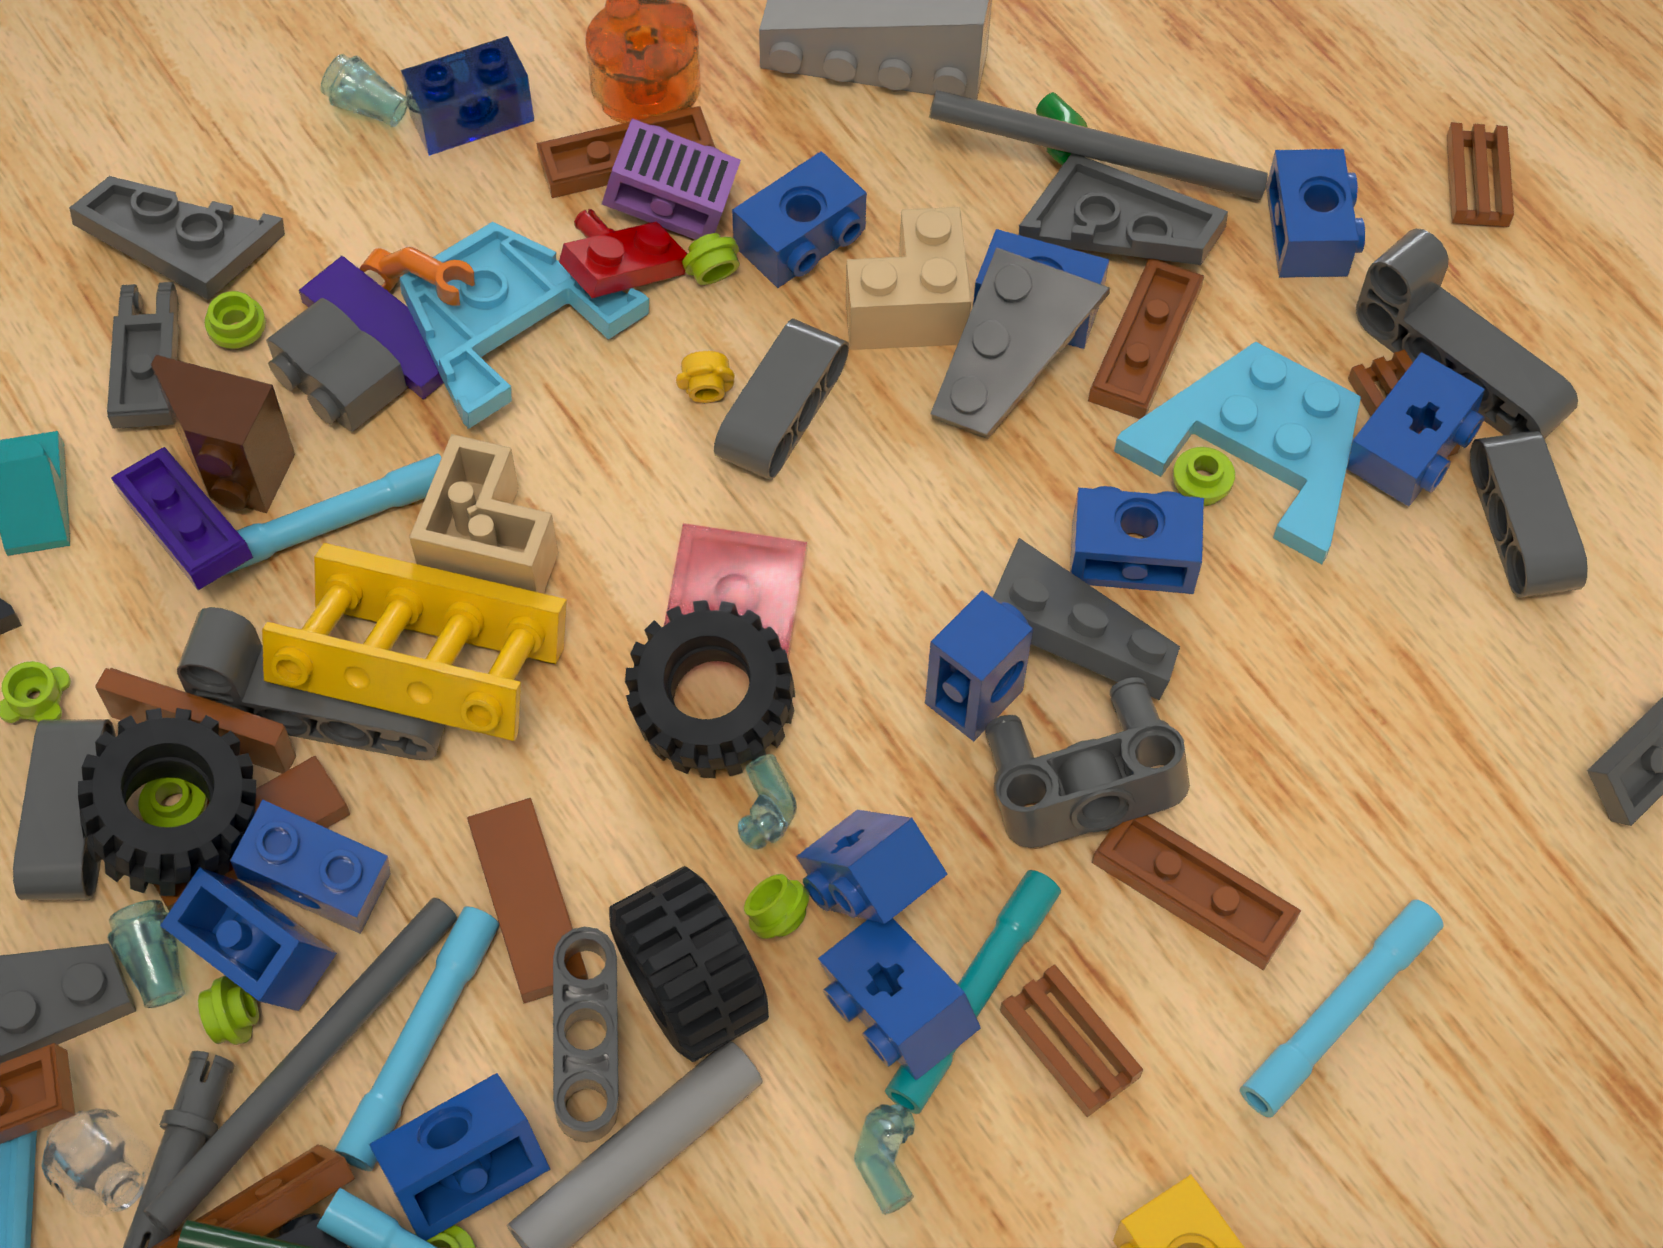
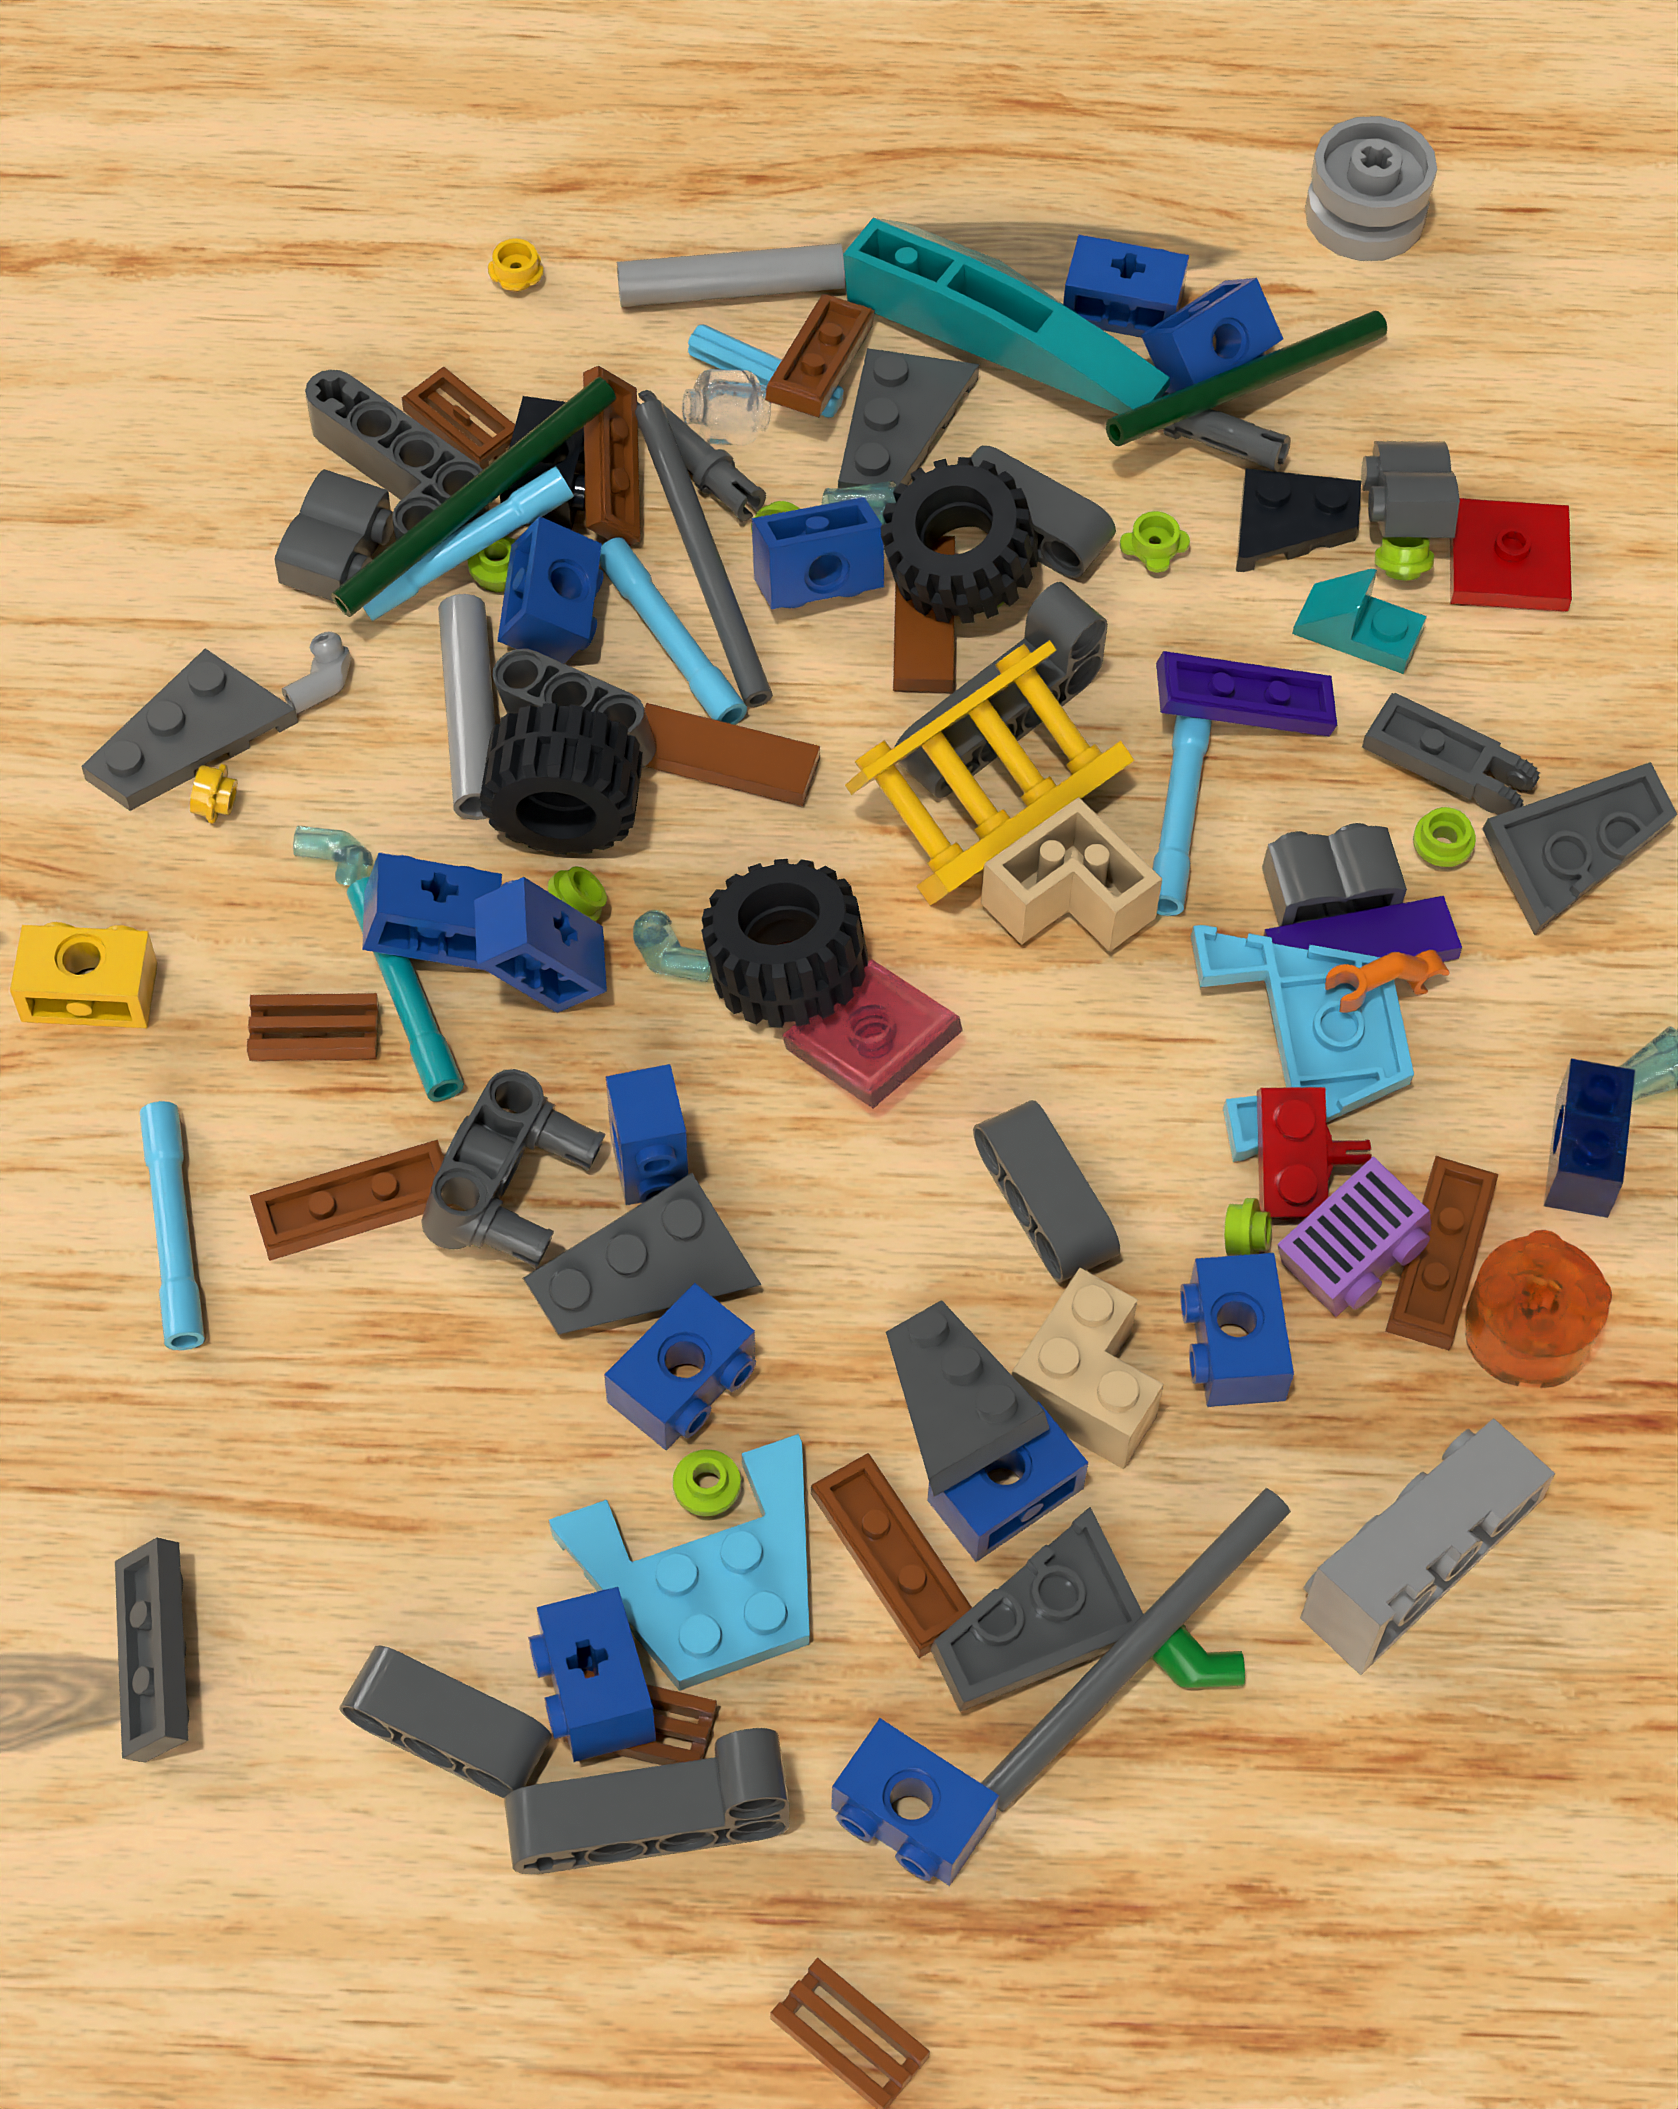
camera: 125 degrees right, 0 degrees up
(229, 432) = (1298, 739): reddish brown slope -> none
(260, 737) = (1094, 583): dark orange tile -> none
(311, 866) = (845, 614): blue brick -> none
(705, 376) = (1117, 1149): yellow plate -> none

